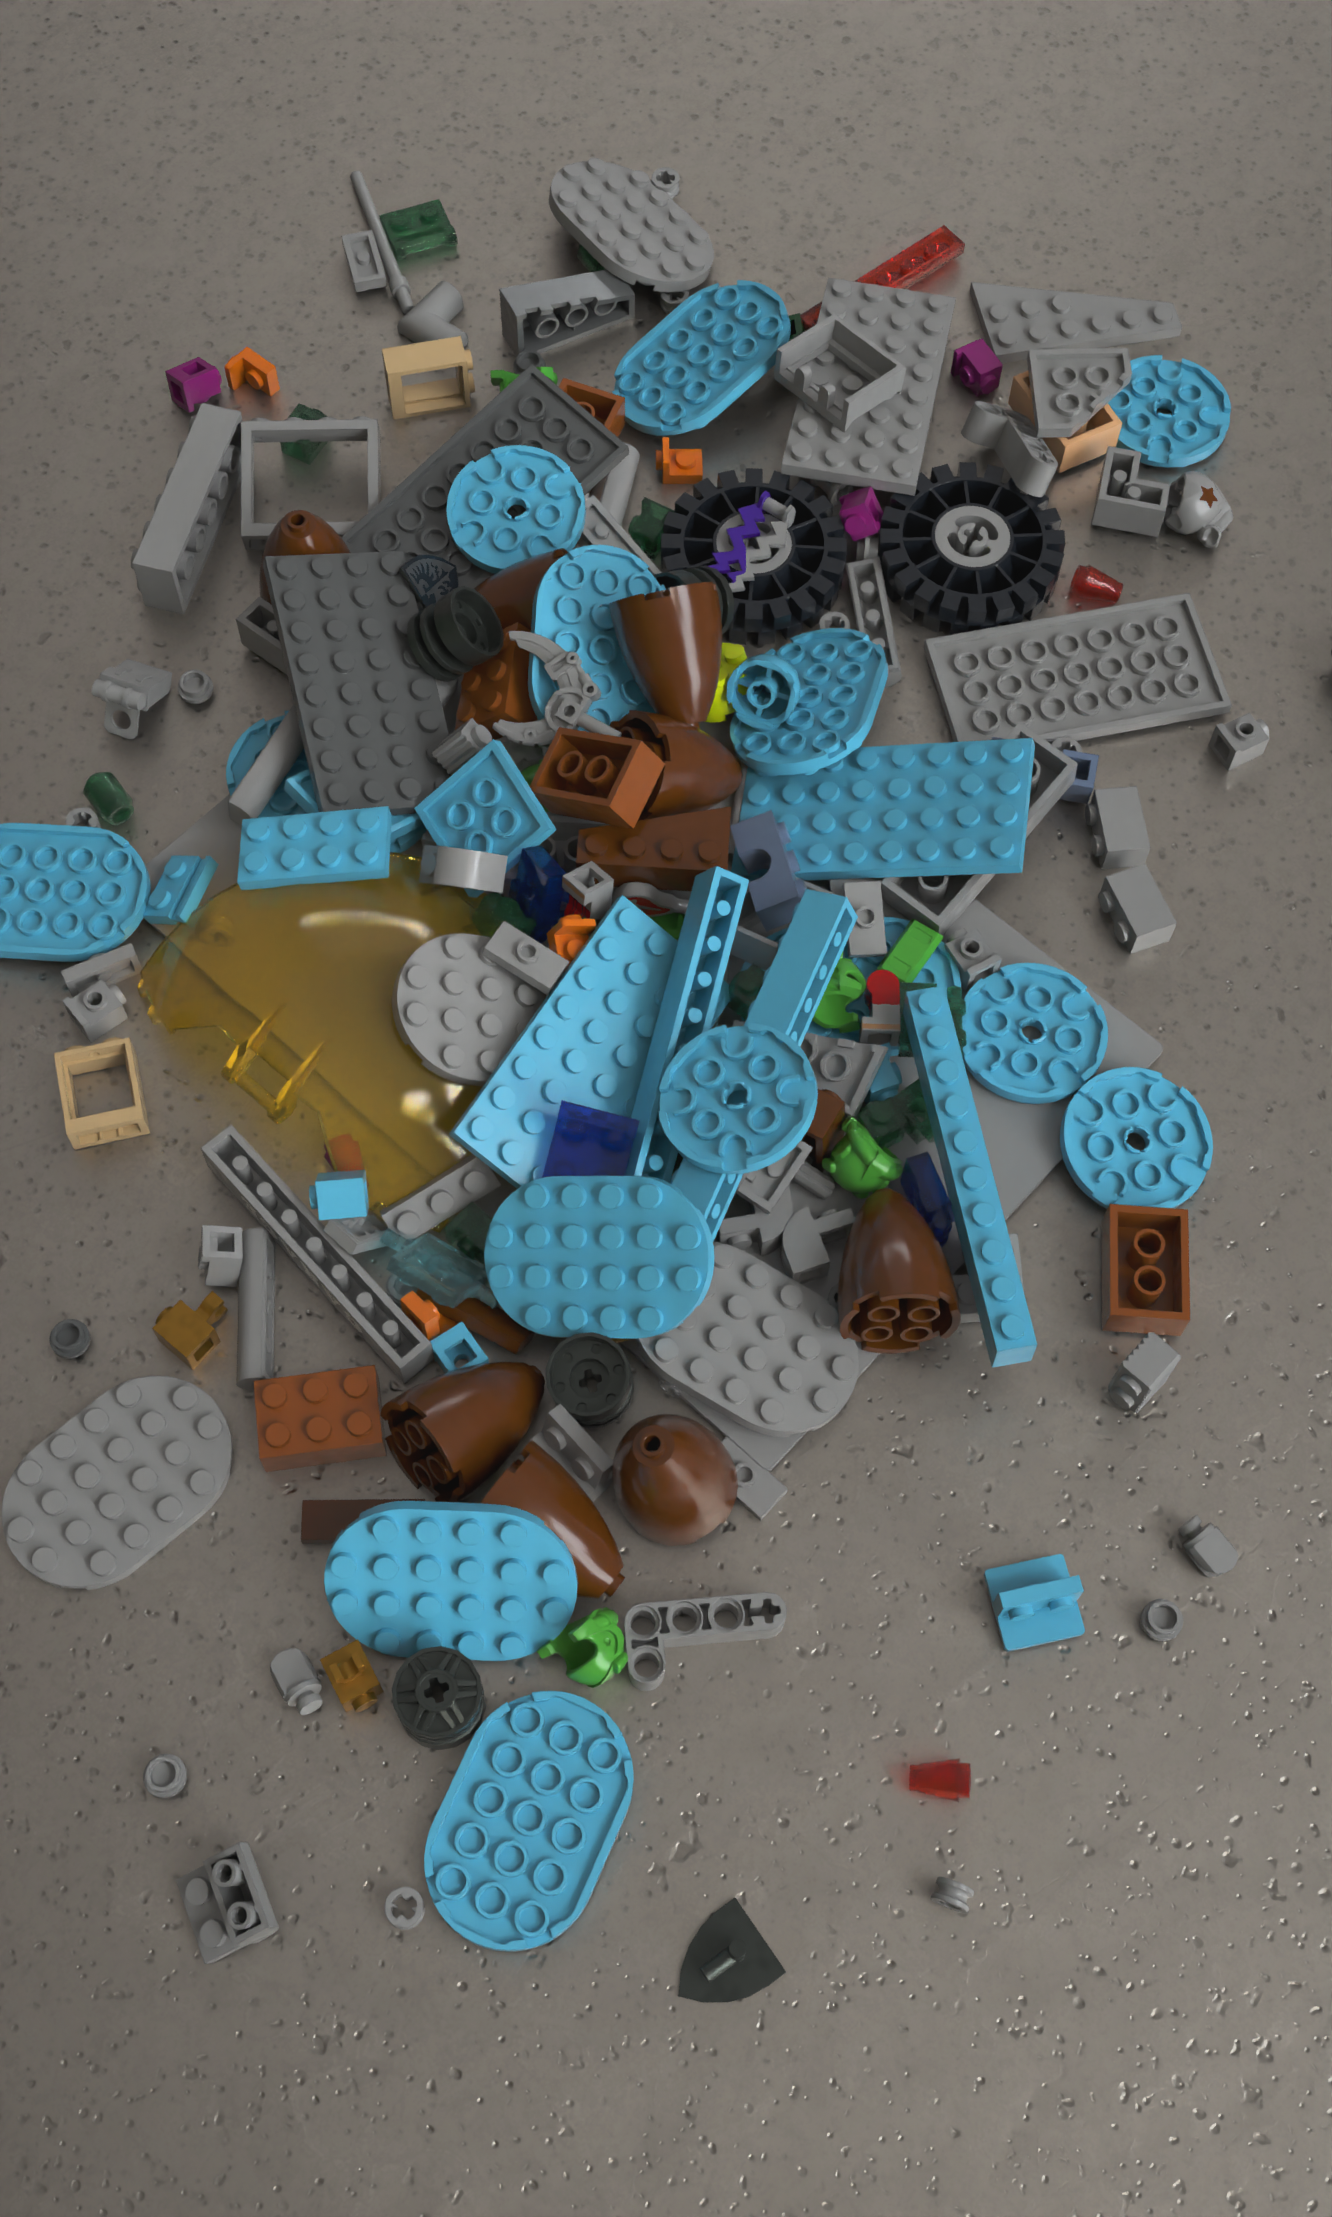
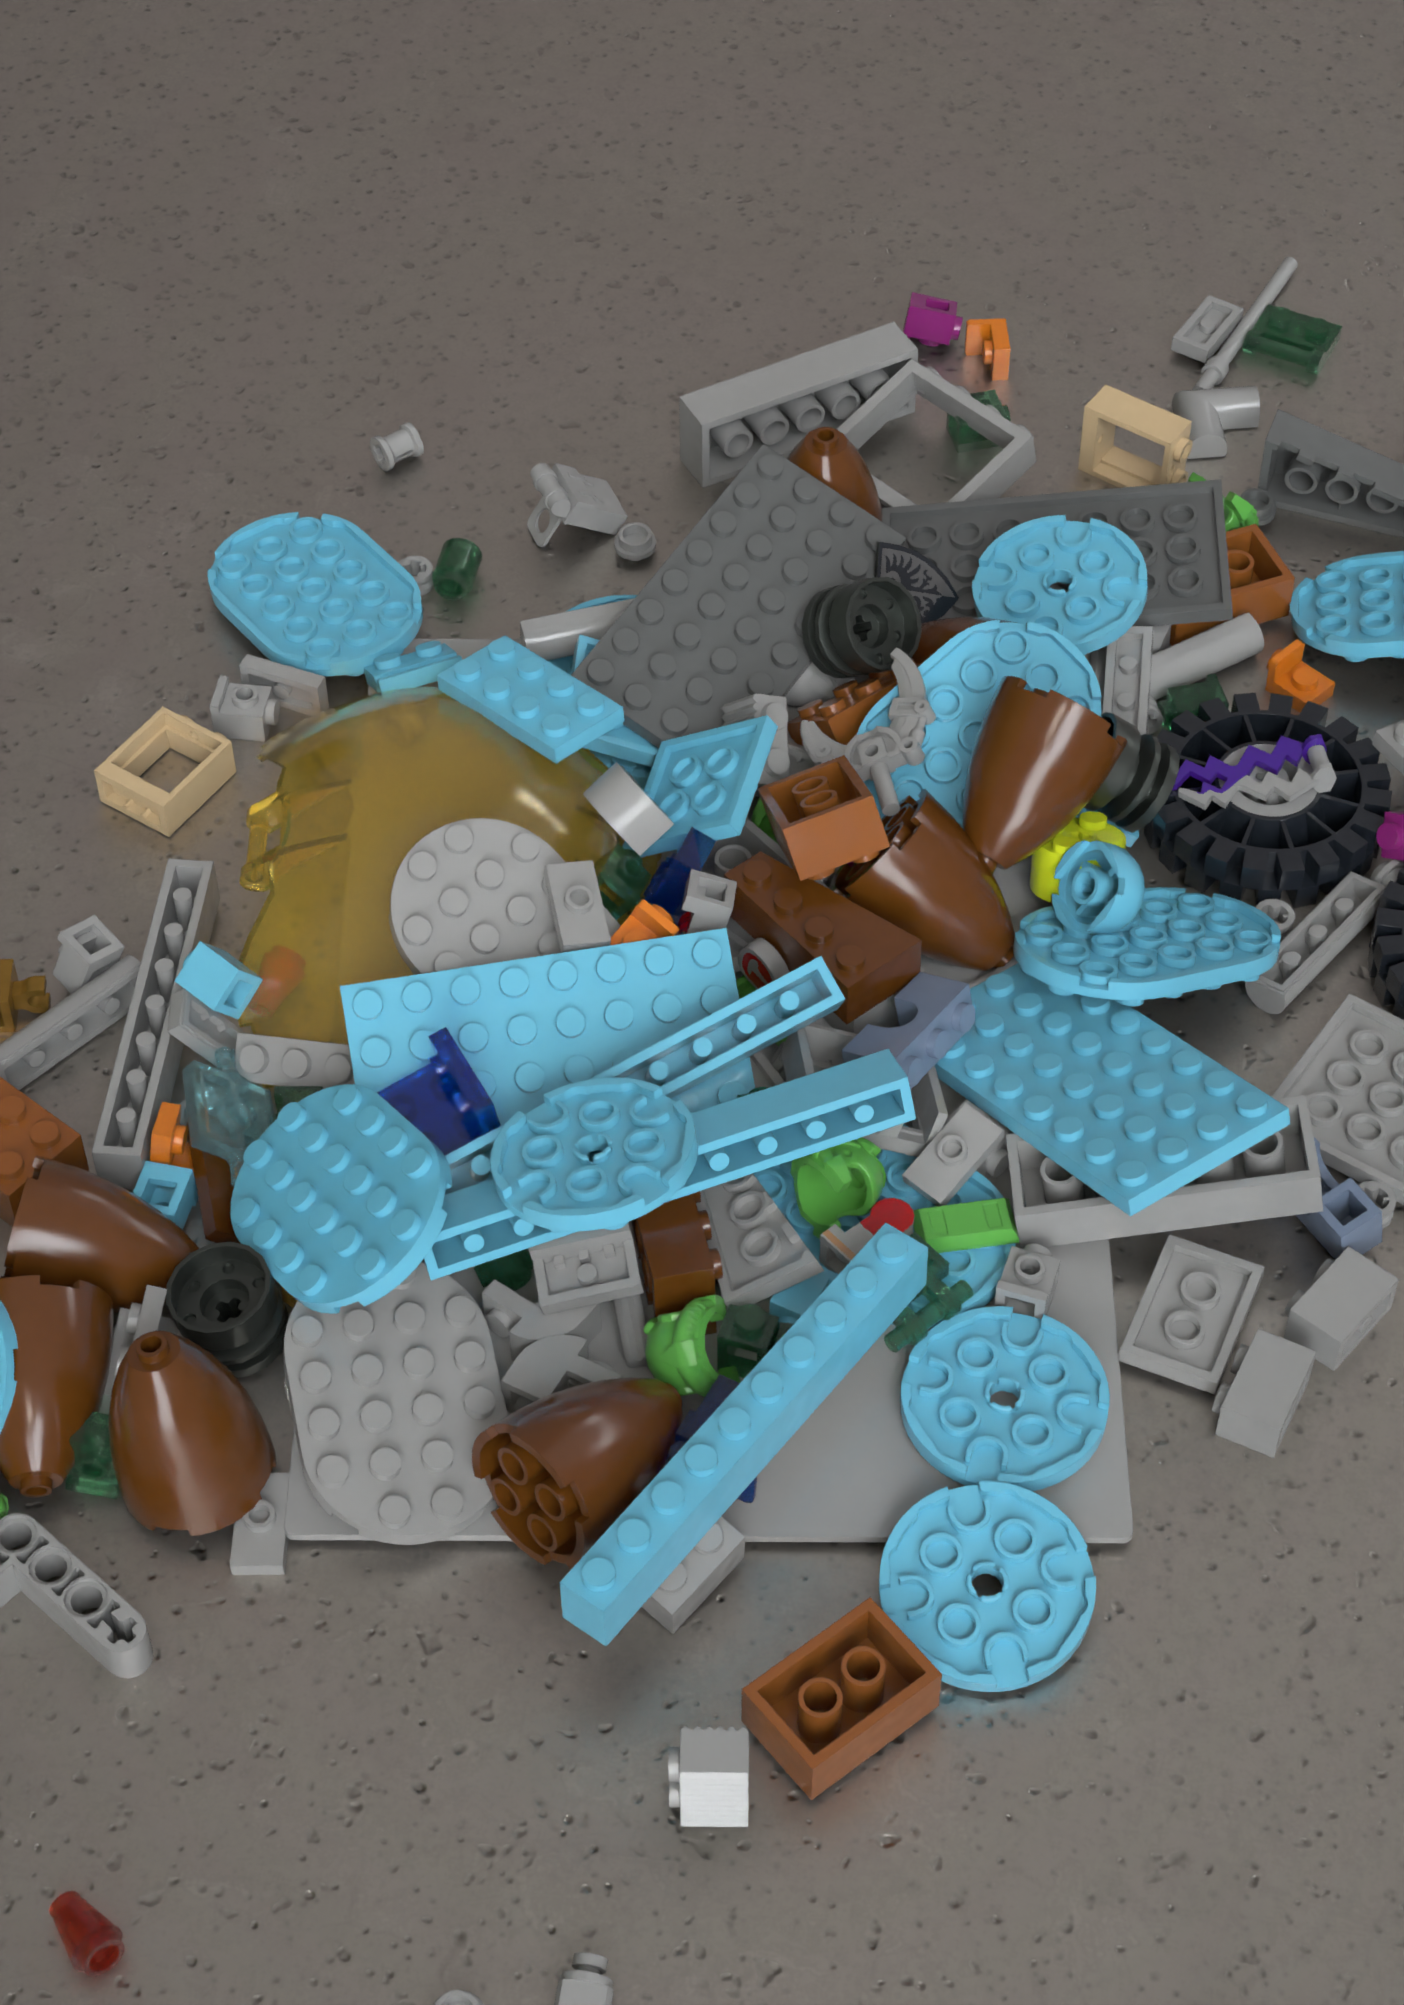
camera: 50 degrees right, 15 degrees down
(625, 1532) = (93, 1463): none -> clear green brick
(1035, 1602) = (361, 1877): medium azure bracket -> none
(1056, 899) = (1191, 1314): none -> light grey plate

